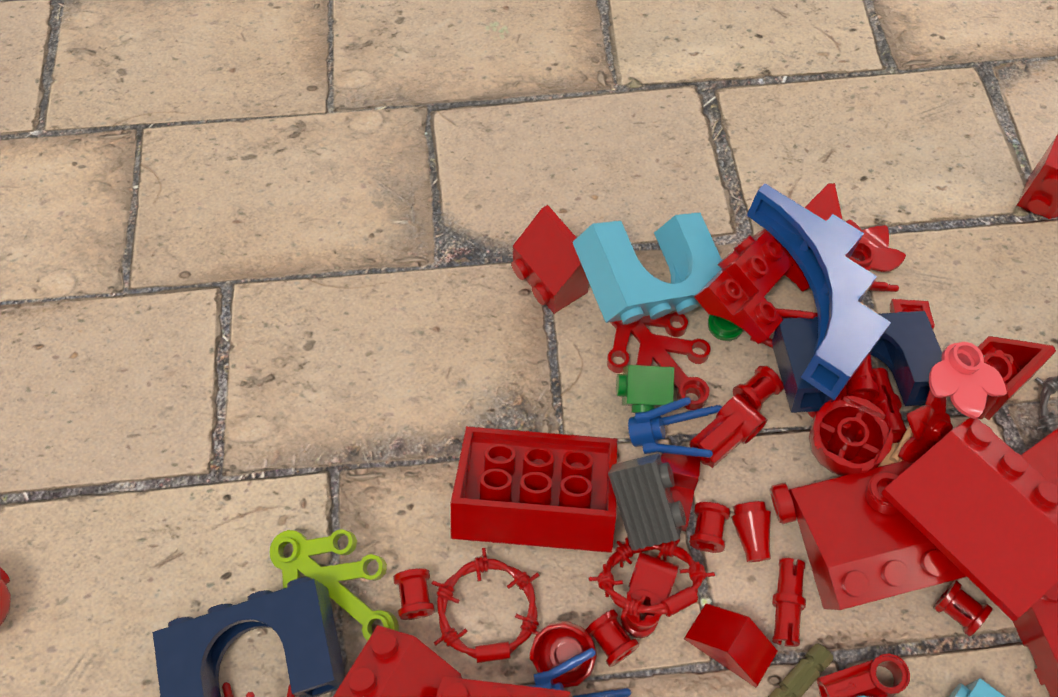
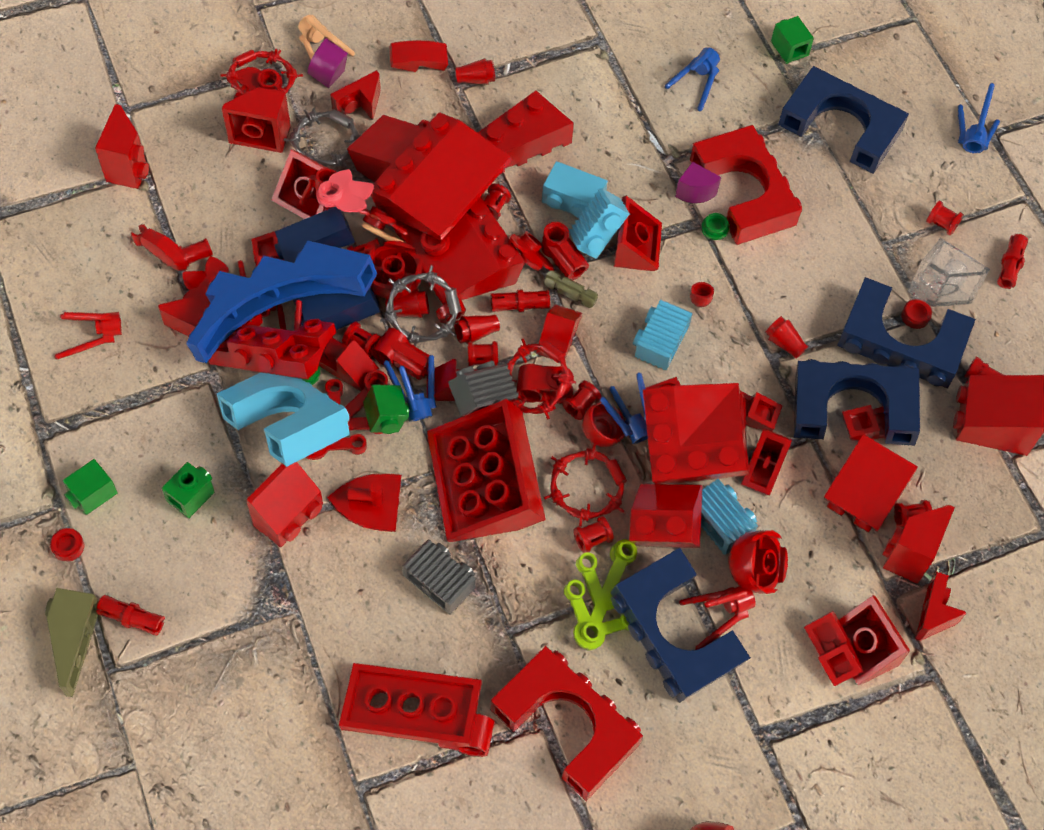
camera: 110 degrees left, 0 degrees up
(157, 538) = (550, 679): none -> red arch
(263, 368) = (444, 712): none -> red hinge
(419, 402) = (439, 575): none -> dark grey brick
(464, 135) = (130, 615): none -> red pin
(470, 72) = (71, 624): none -> olive slope
(542, 360) = (369, 501): none -> red shield
(570, 87) = (67, 544): none -> red tile
(598, 185) = (188, 489): none -> green brick
(625, 106) = (89, 487): none -> green brick
(731, 367) = (347, 362): none -> red slope
(800, 461) = (412, 305): none -> red cone
(816, 463) = (452, 301): none -> flat silver piece
(823, 146) = (106, 323): none -> red plant
(865, 631) = (529, 248): none -> red plate
(911, 214) = (169, 251): none -> red arm

